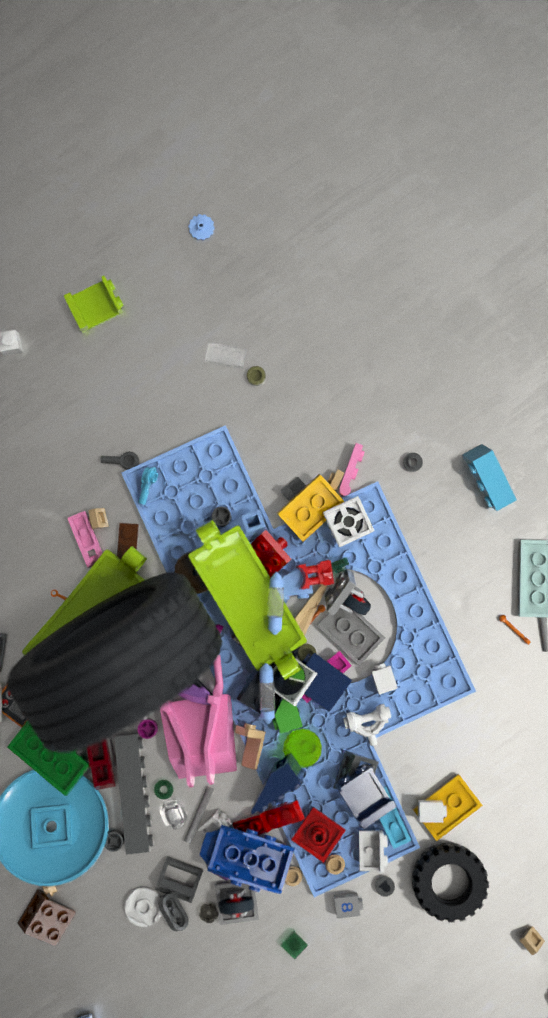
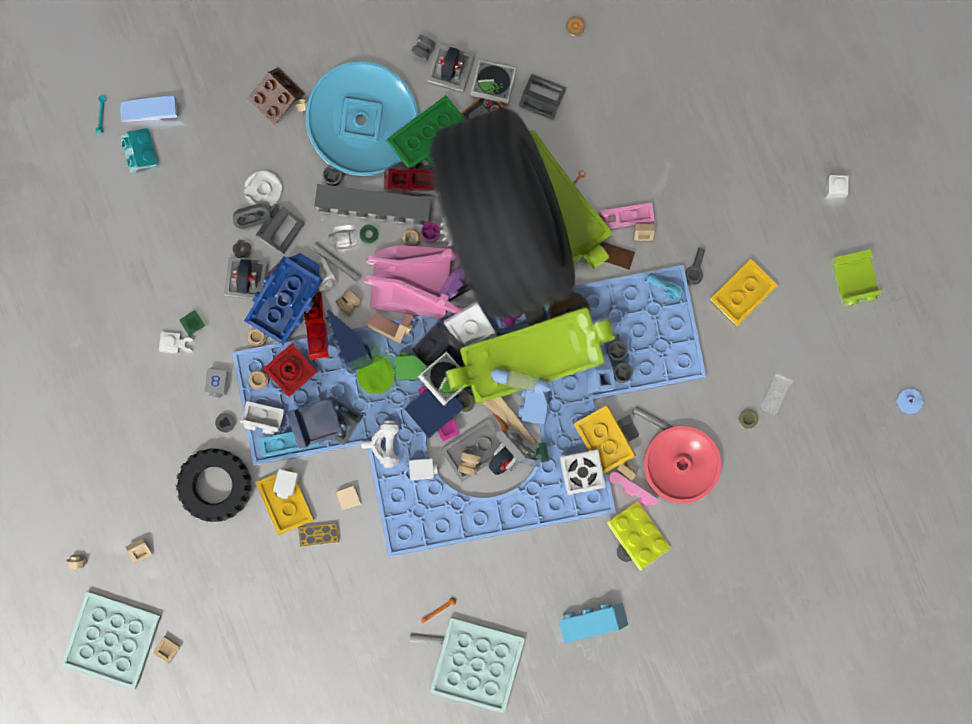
camera: 105 degrees right, 0 degrees up
(134, 408) = (743, 292): none -> yellow plate
(153, 750) = (411, 232): none -> tan plate
(209, 603) = (535, 317): none -> dark grey slope
(232, 666) = (470, 325): none -> white tile
(236, 793) = (348, 301): none -> tan wheel
(239, 505) = (623, 370): none -> dark grey wheel
(266, 693) = (436, 352): piece -> none
(271, 552) = (570, 389): red plate -> none
(280, 460) = (652, 419): none -> light grey bar
(316, 428) = (682, 464): none -> coral dish
(318, 959) = (171, 342): none -> white plate
(323, 572) = (538, 435): red piece -> none
(367, 634) = (469, 464): none -> tan wheel
(394, 453) = (638, 535): none -> neon yellow plate
(428, 745) = (348, 497): none -> tan slope
(471, 765) = (318, 534): none -> tile

